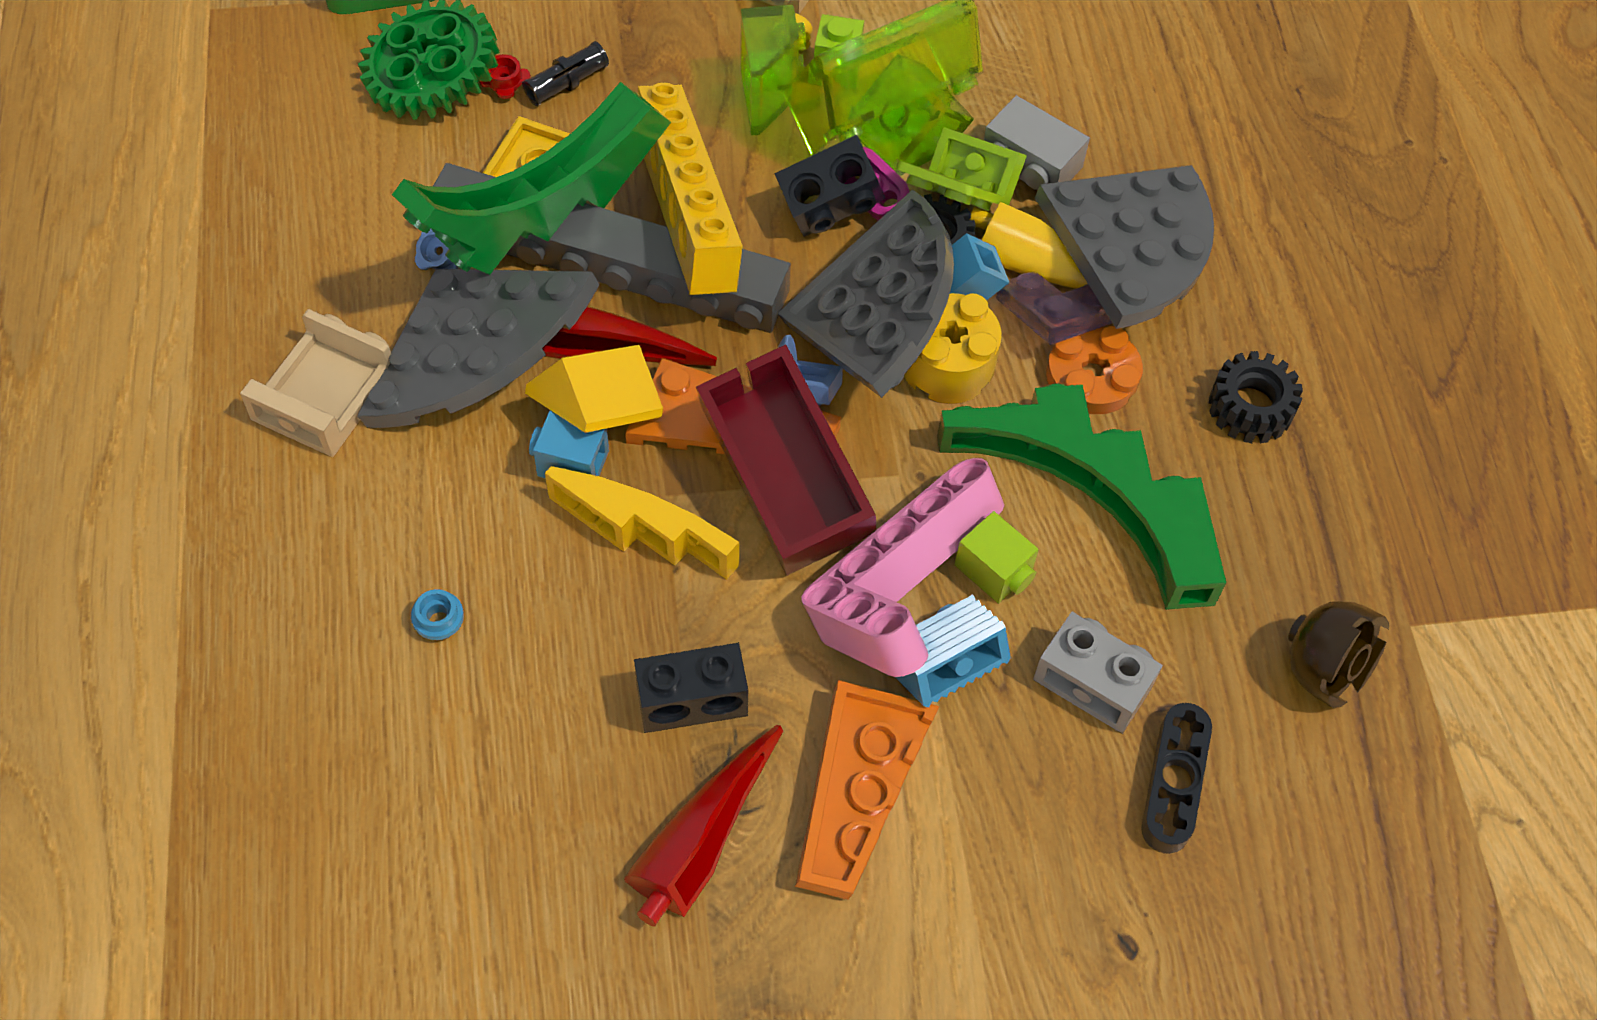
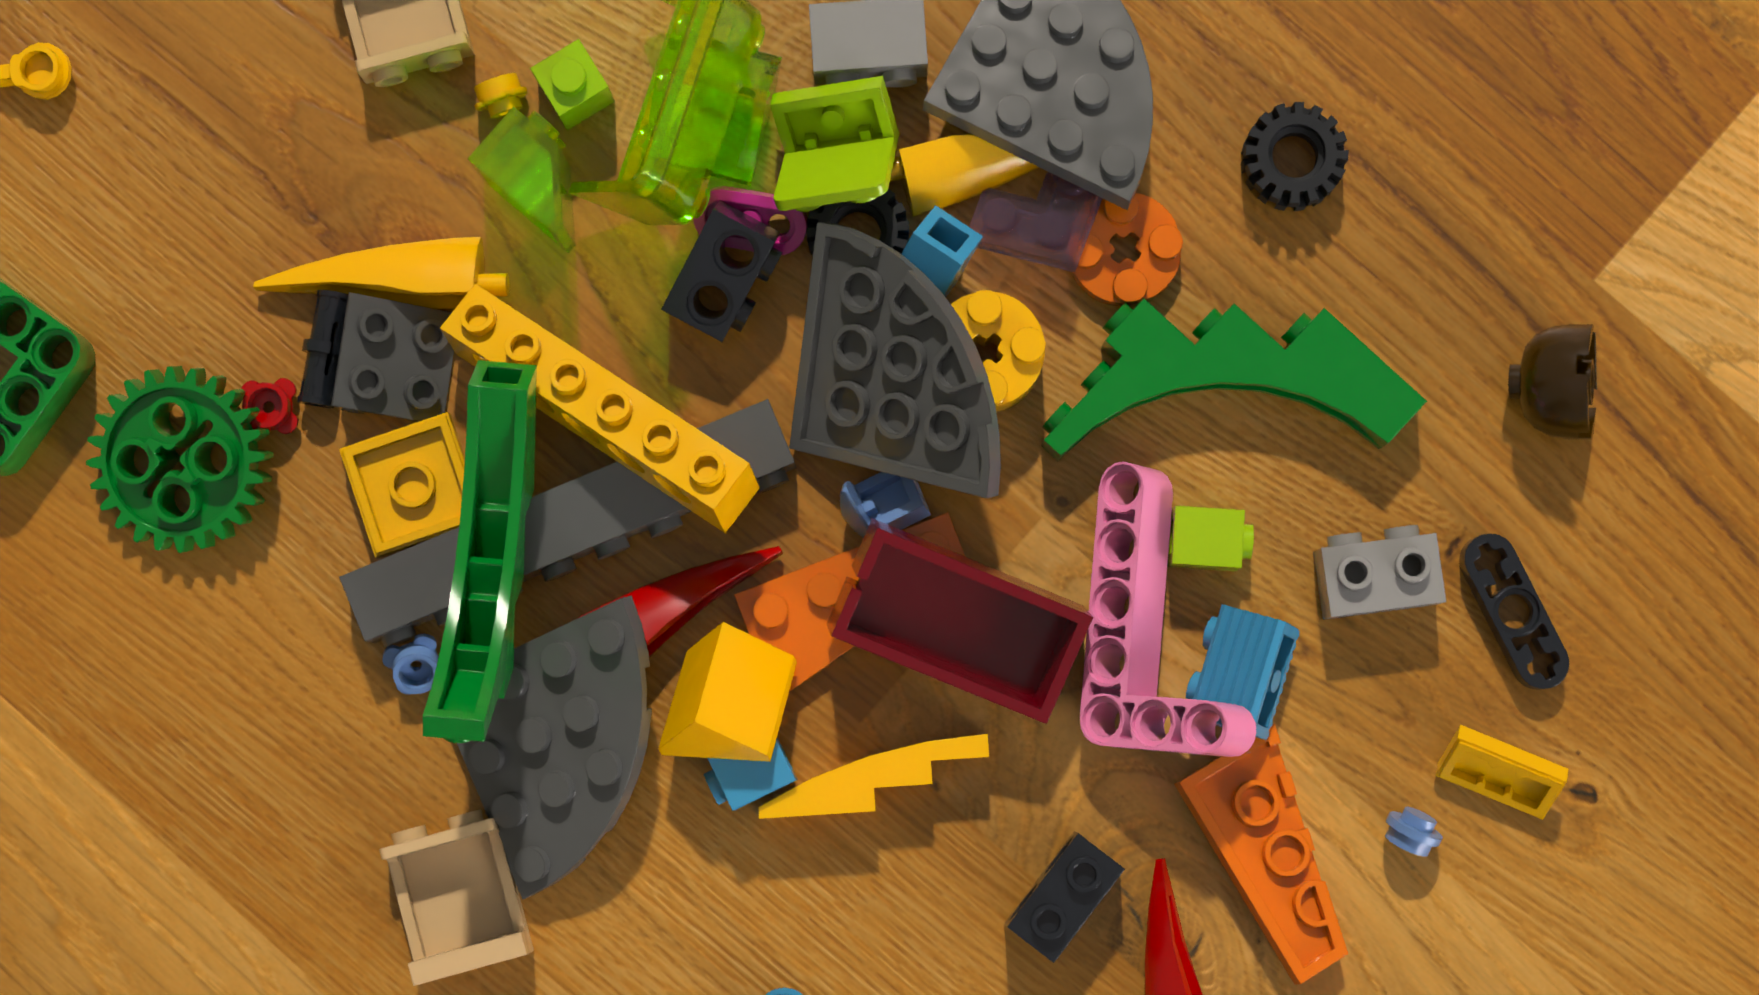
camera: 35 degrees left, 25 degrees up
(583, 87) = (392, 359): none -> dark grey hinge
(640, 66) = (415, 273): none -> yellow piece
(975, 854) = (1413, 831): none -> medium blue plate
(1077, 869) = (1502, 772): none -> yellow plate

